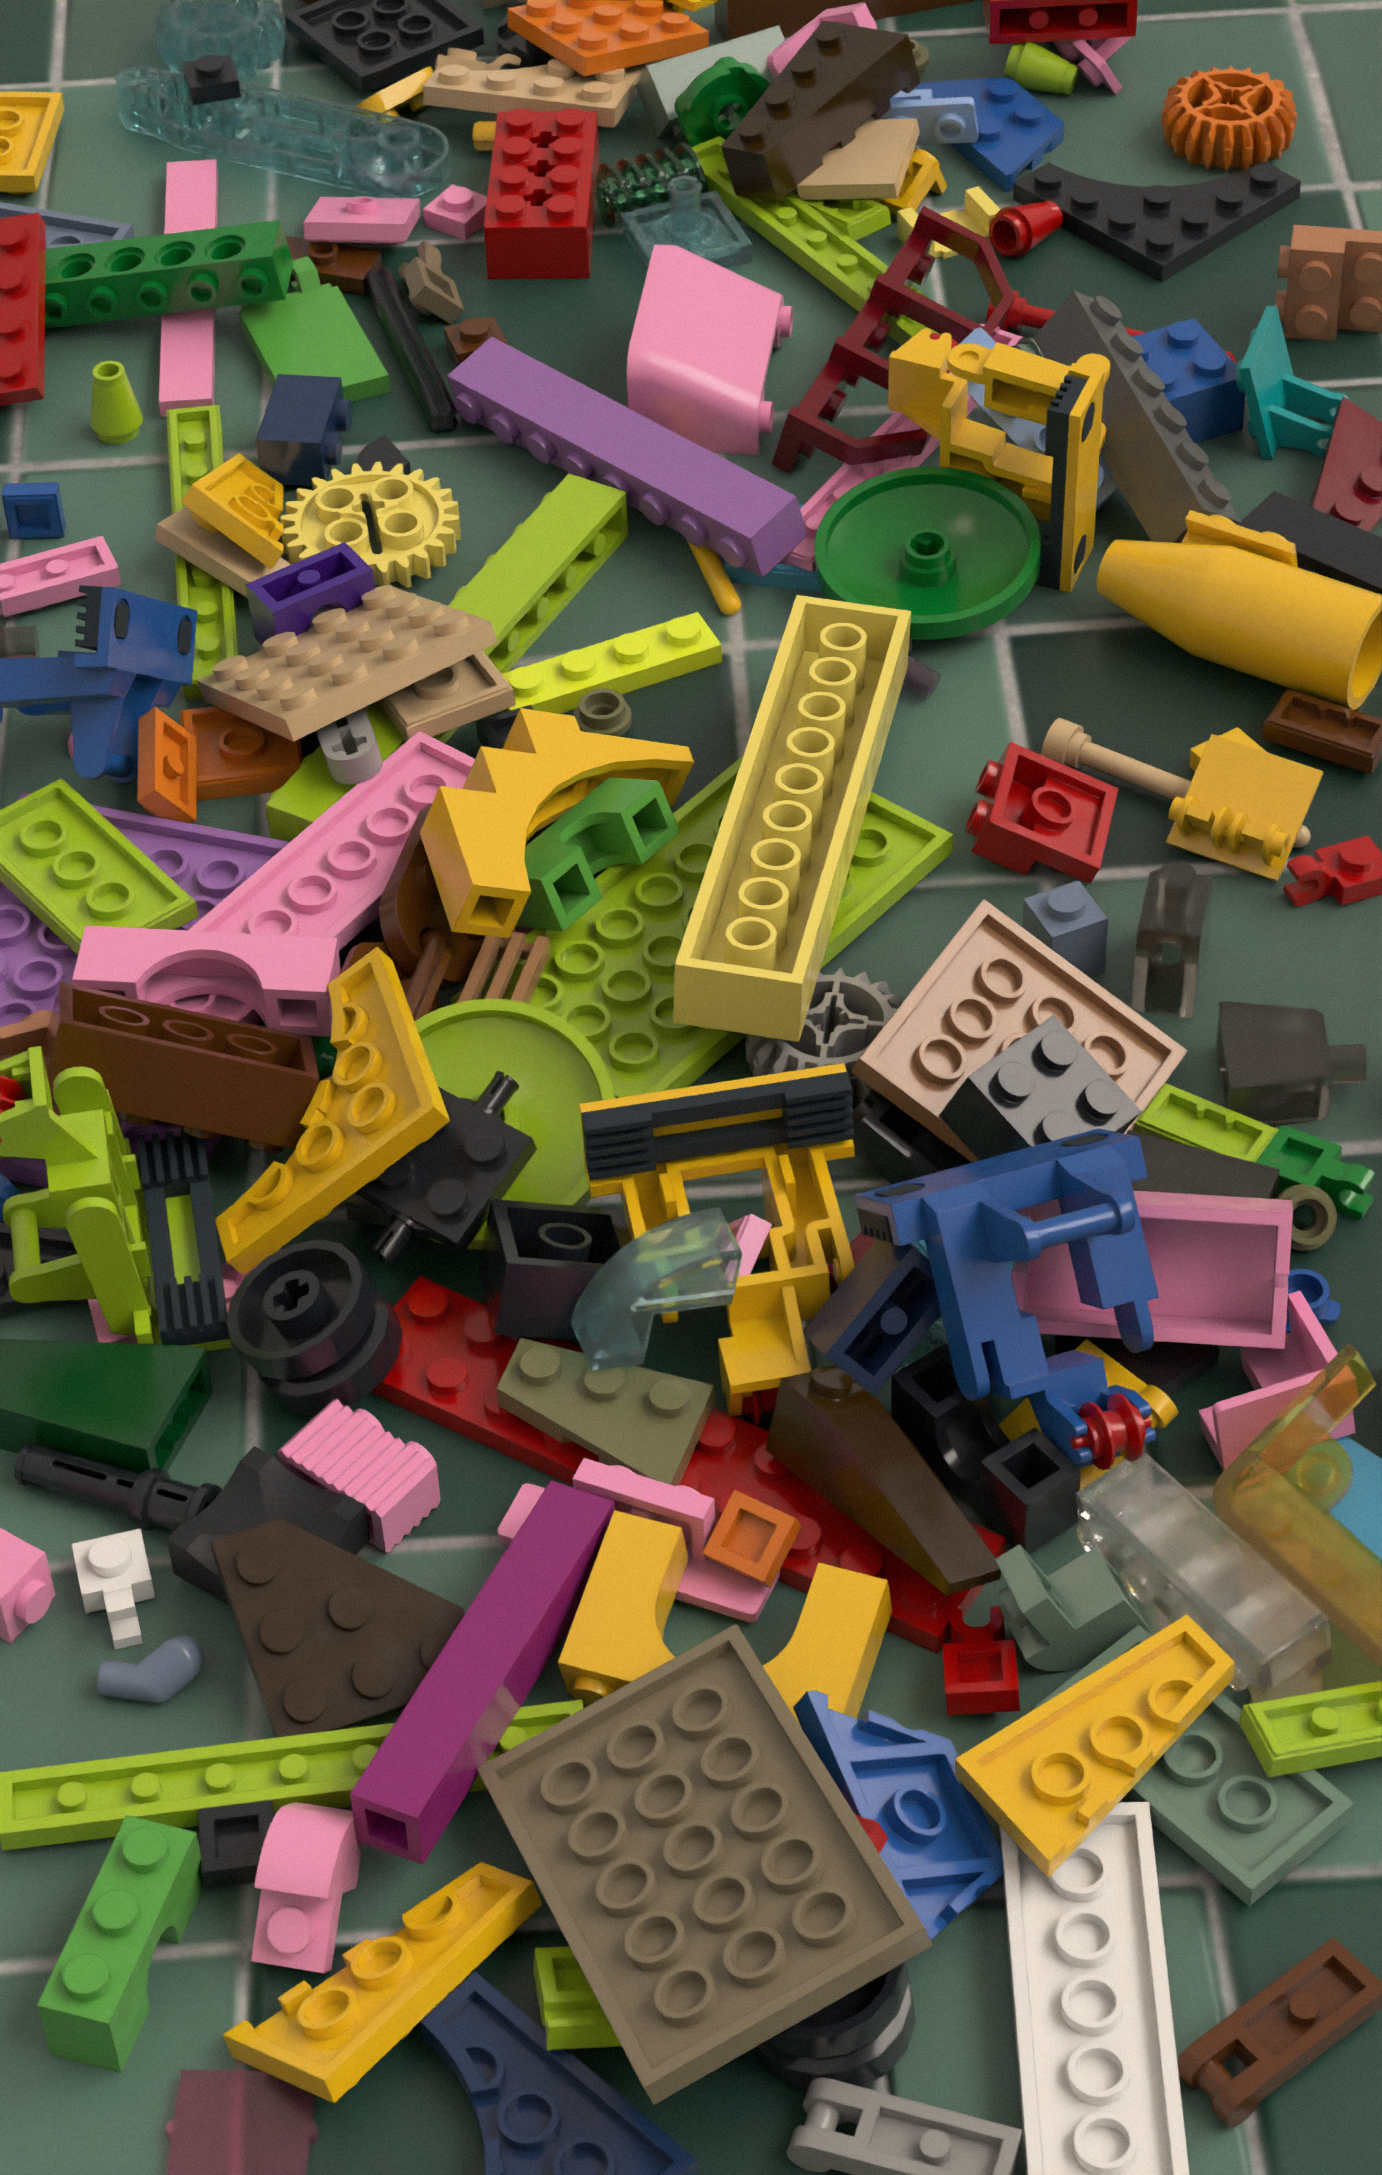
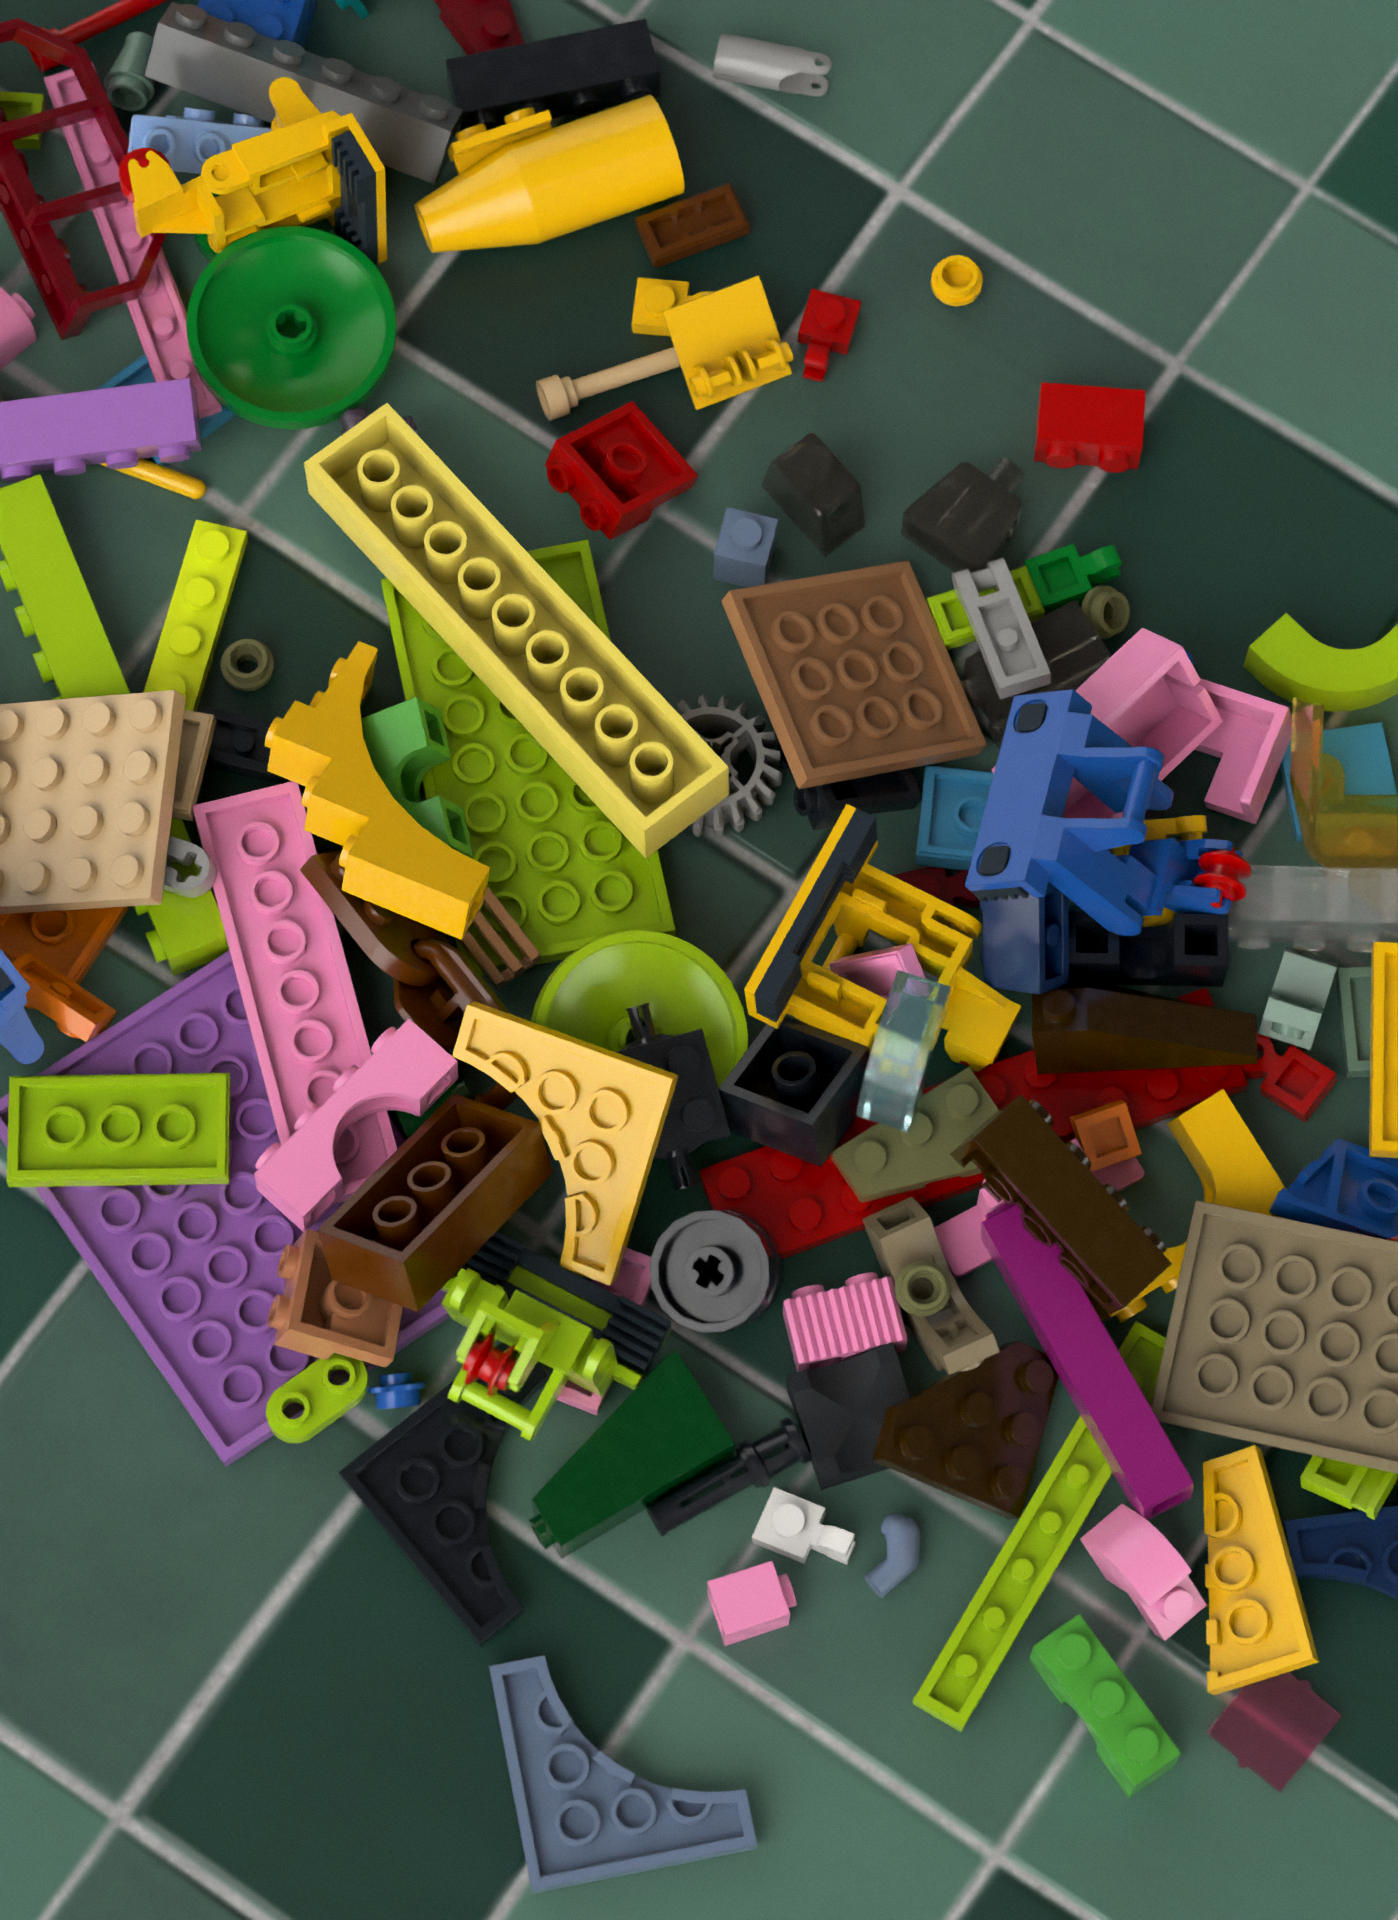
camera: 55 degrees left, 25 degrees up
(233, 1842) = (1076, 1589): black plate -> none
(436, 1467) = (935, 1276): none -> olive plate
(459, 1508) = (955, 1335): none -> dark tan arch
(613, 1497) = (1064, 1203): none -> dark brown wedge
(1035, 1095) = (928, 705): brick -> none
(1187, 1118) = (1002, 629): none -> light grey plate

